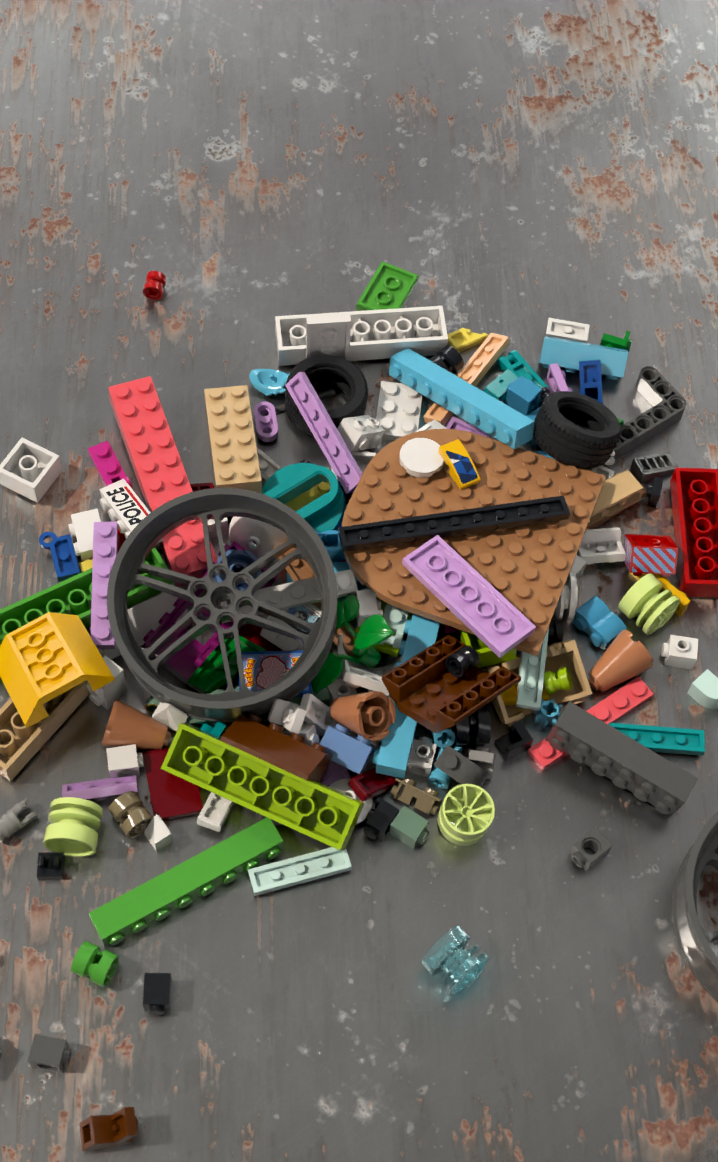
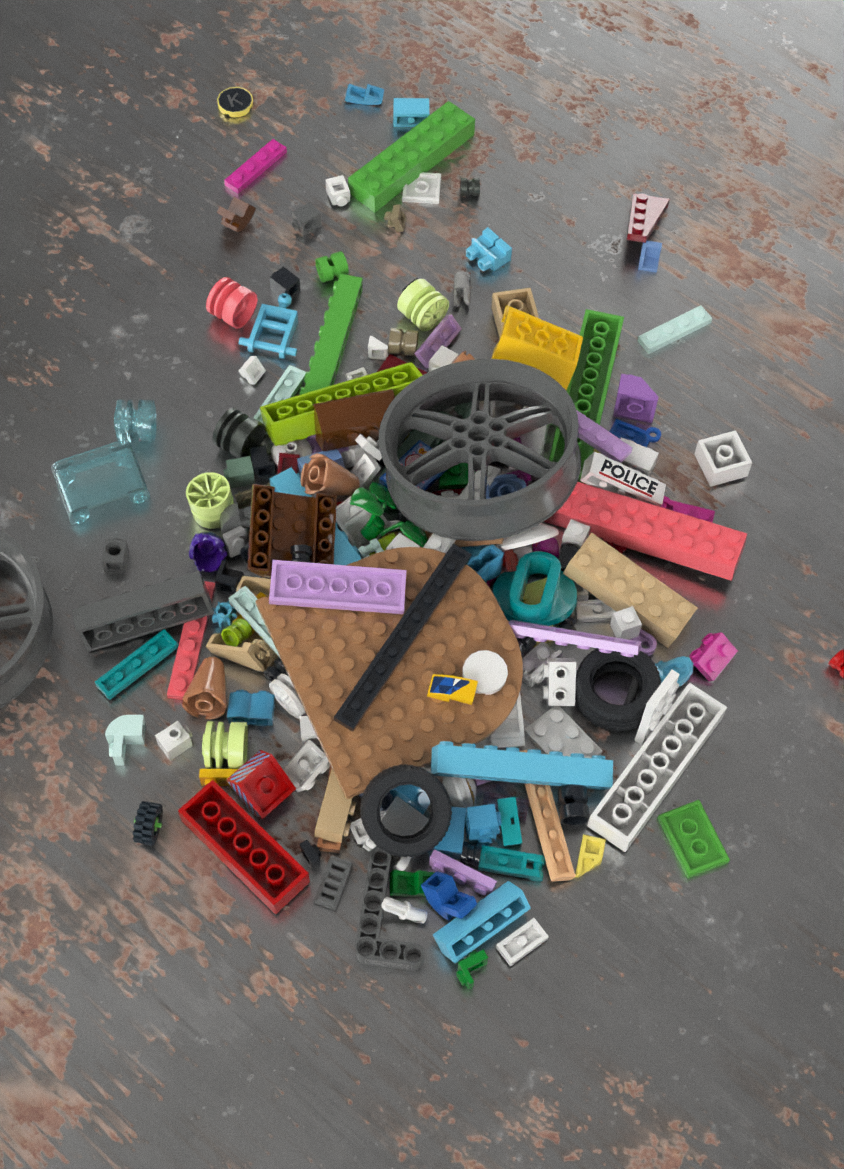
camera: 135 degrees right, 0 degrees up
(26, 571) = (635, 399): none -> medium lavender slope
(209, 935) = (275, 314): none -> medium azure piece
(229, 368) = (713, 655): none -> dark pink bracket
(236, 1008) = (231, 302): none -> coral wheel
(268, 423) = (626, 623): none -> white brick
(291, 922) = (252, 370): none -> white tile
(378, 854) = (238, 433): none -> pearl dark grey wheel
(510, 774) = (207, 551): none -> dark purple hair
(544, 928) = (99, 479): none -> clear light blue windscreen
(627, 403) = (404, 910): none -> white axle

